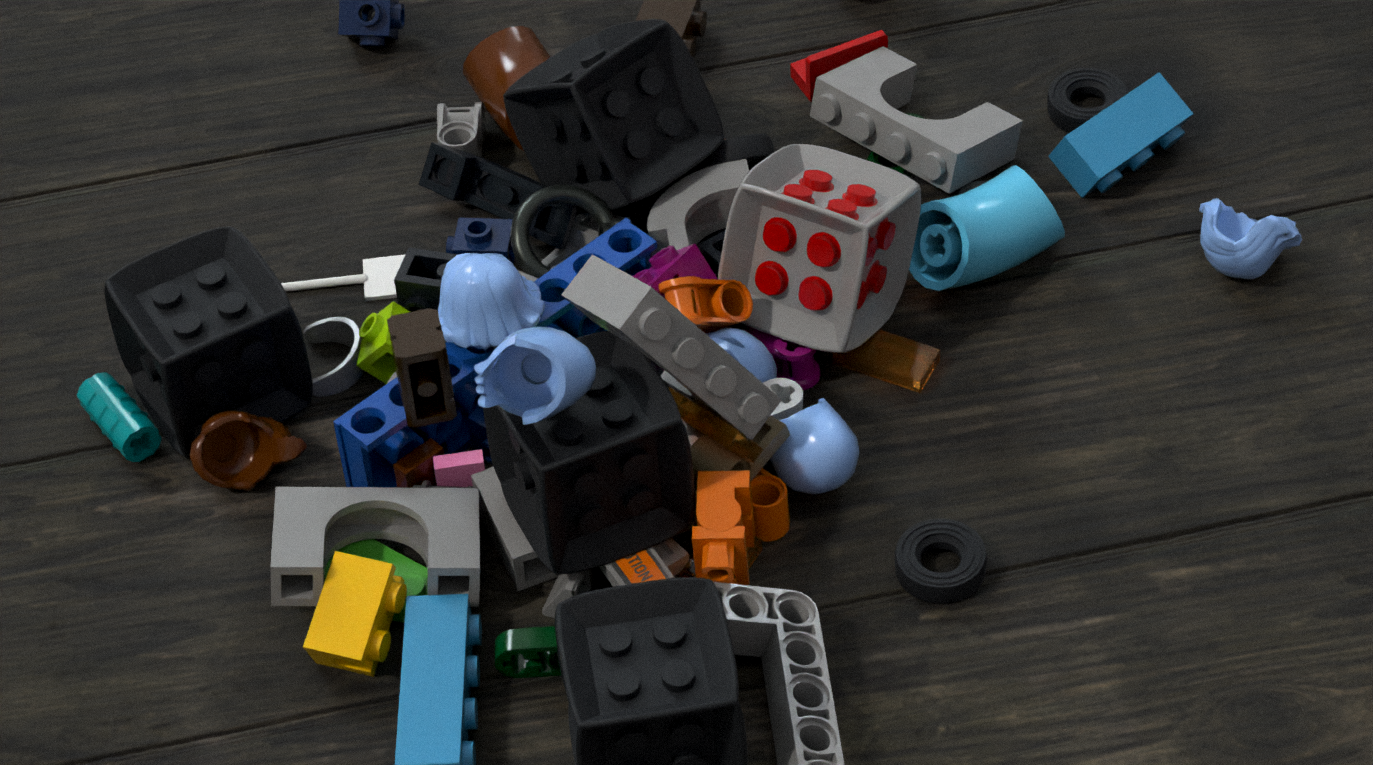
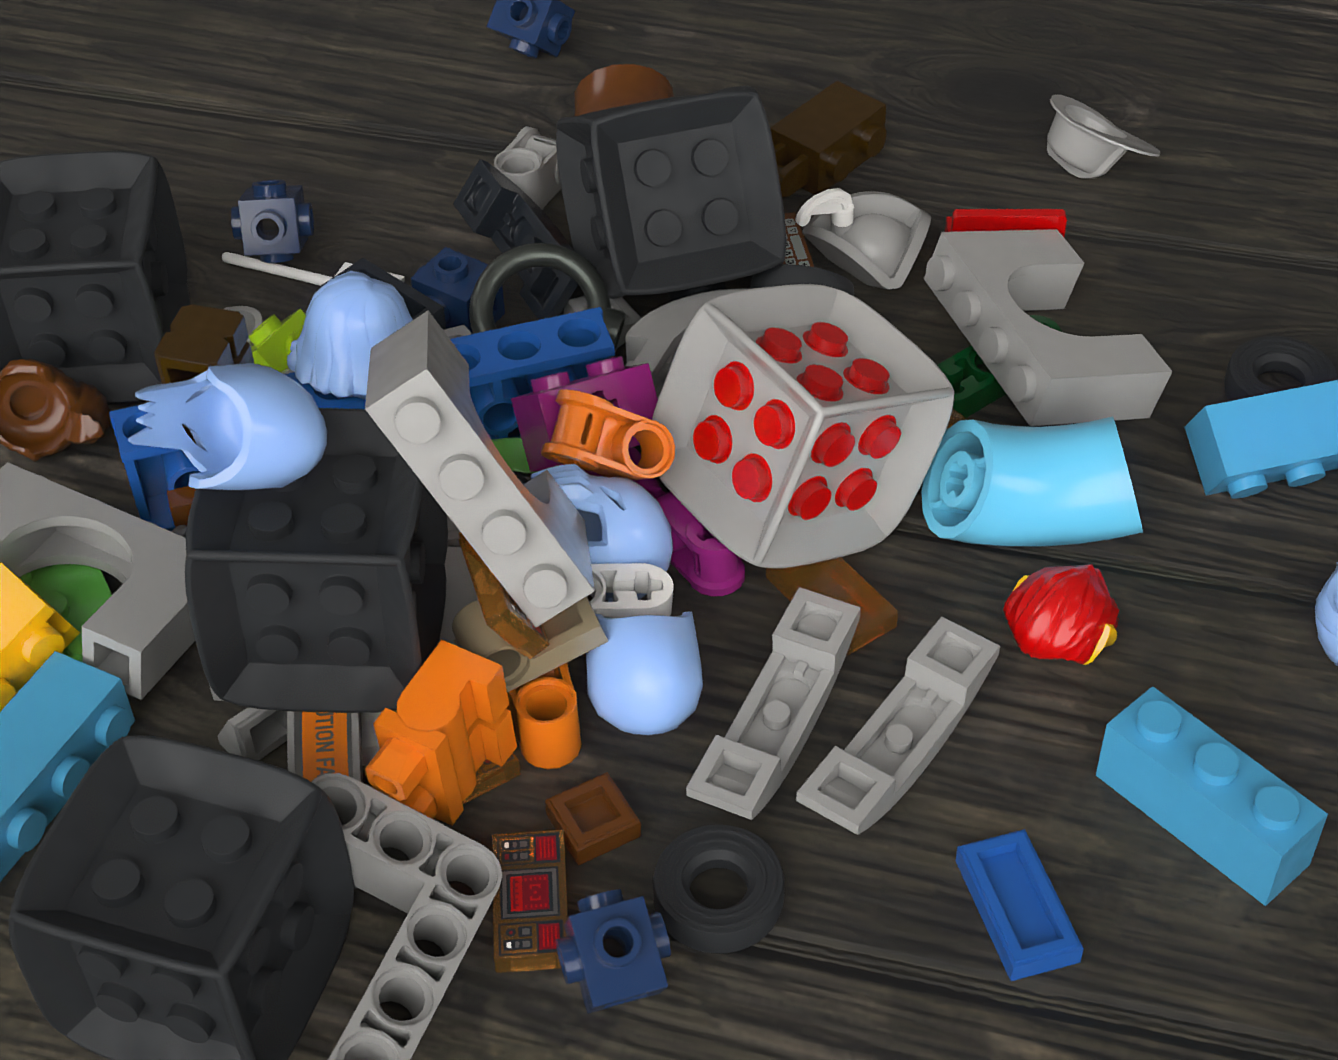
camera: 25 degrees right, 0 degrees up
(284, 245) = (284, 206): none -> dark blue brick
(753, 97) = (866, 233): none -> light grey hat
(831, 555) = (593, 818): none -> reddish brown tile
(842, 625) = (530, 900): none -> tile
(904, 434) = (781, 709): none -> light grey slope
(911, 617) = (608, 979): none -> dark blue brick
(992, 416) = (904, 732): none -> light grey slope
(1045, 309) = (1063, 614): none -> red hair
(1123, 494) = (1018, 905): none -> blue tile
(1200, 382) = (1210, 795): none -> dark azure brick

